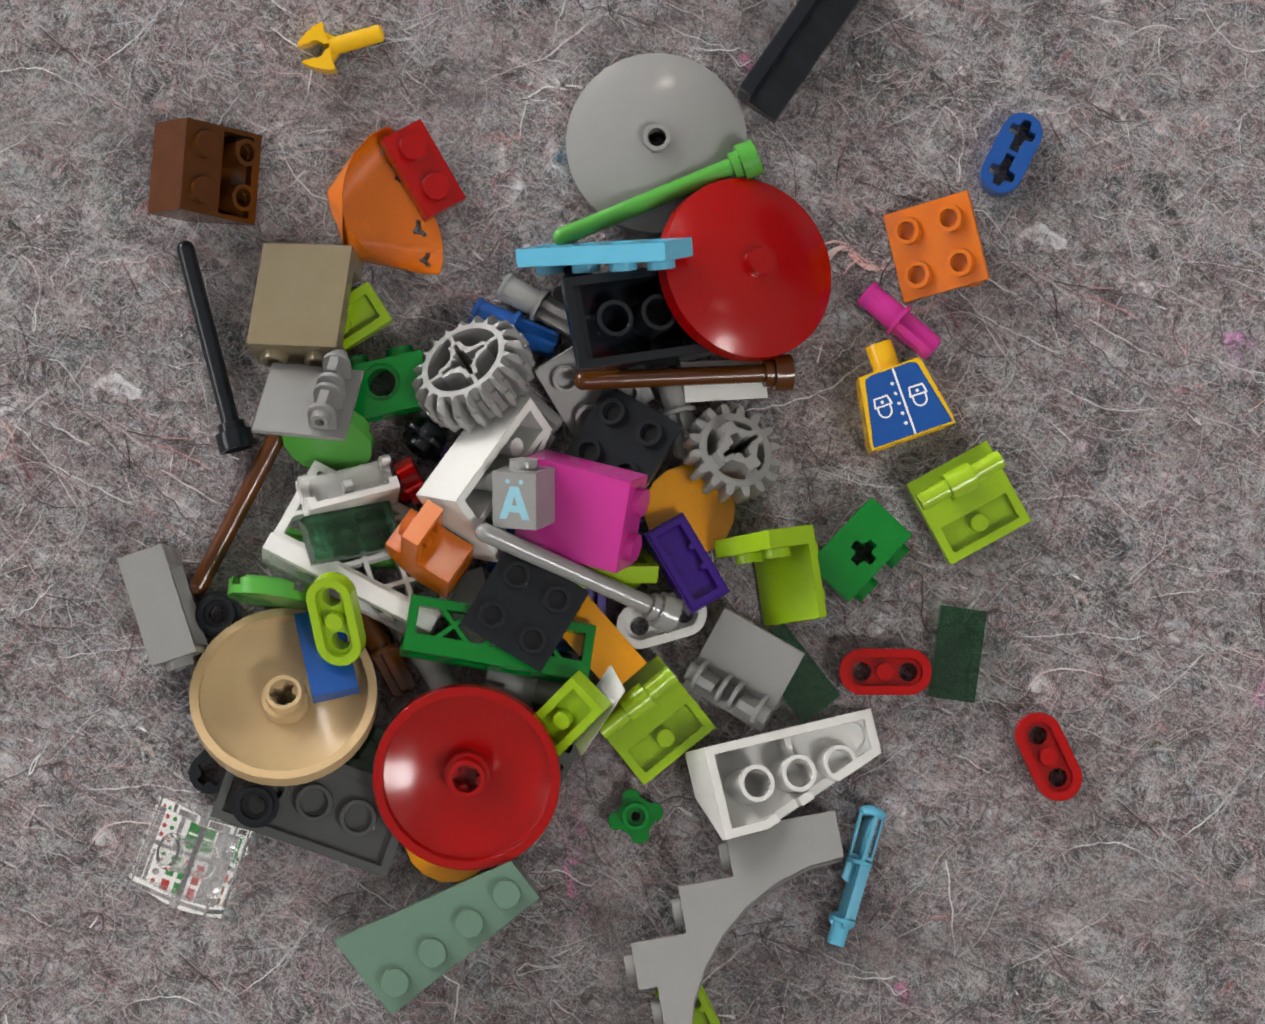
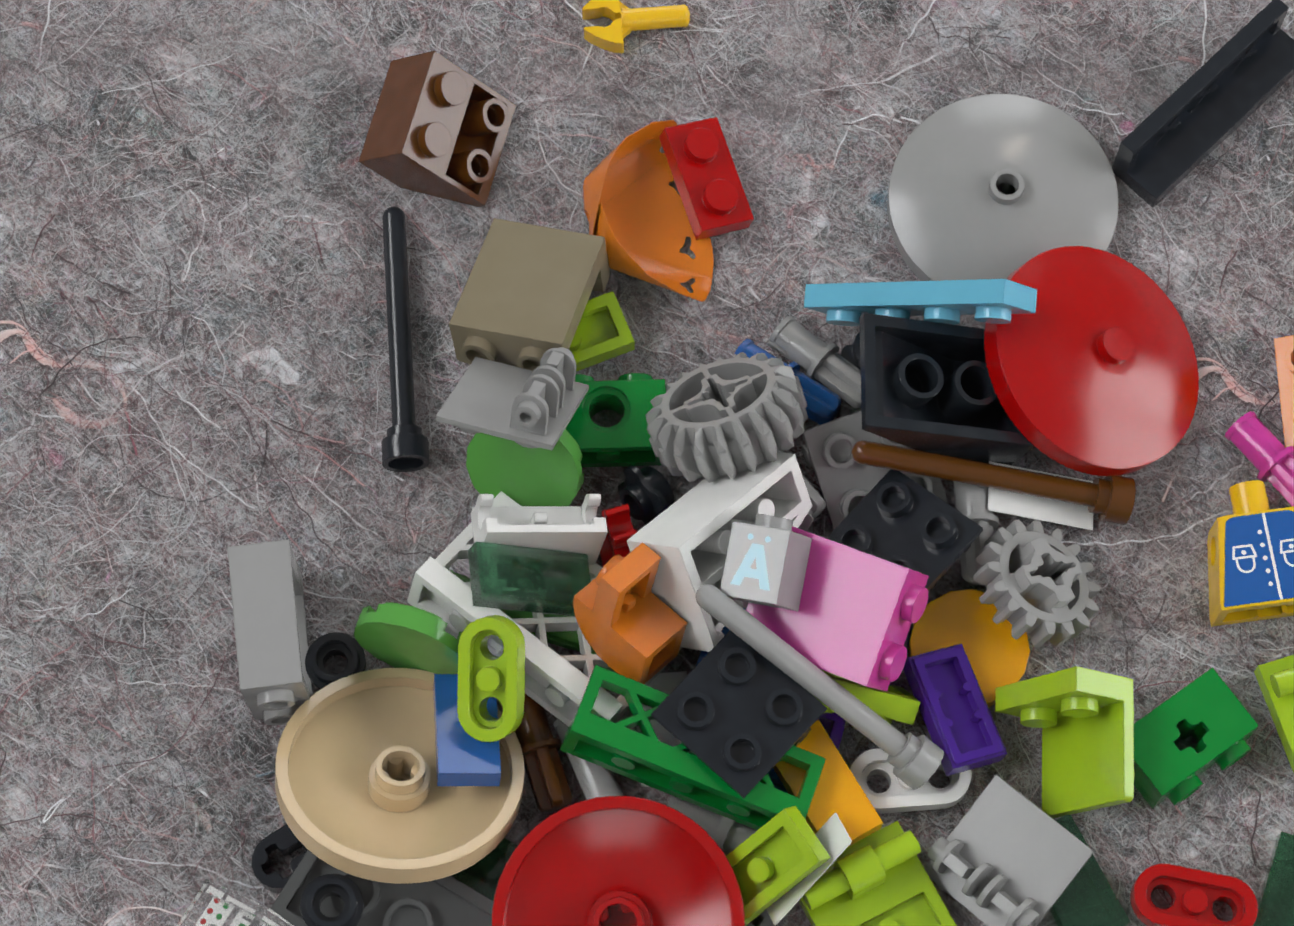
camera: 10 degrees right, 15 degrees down
(236, 514) = (390, 537): reddish brown piece -> none
(739, 163) = (1109, 232): bright green piece -> none

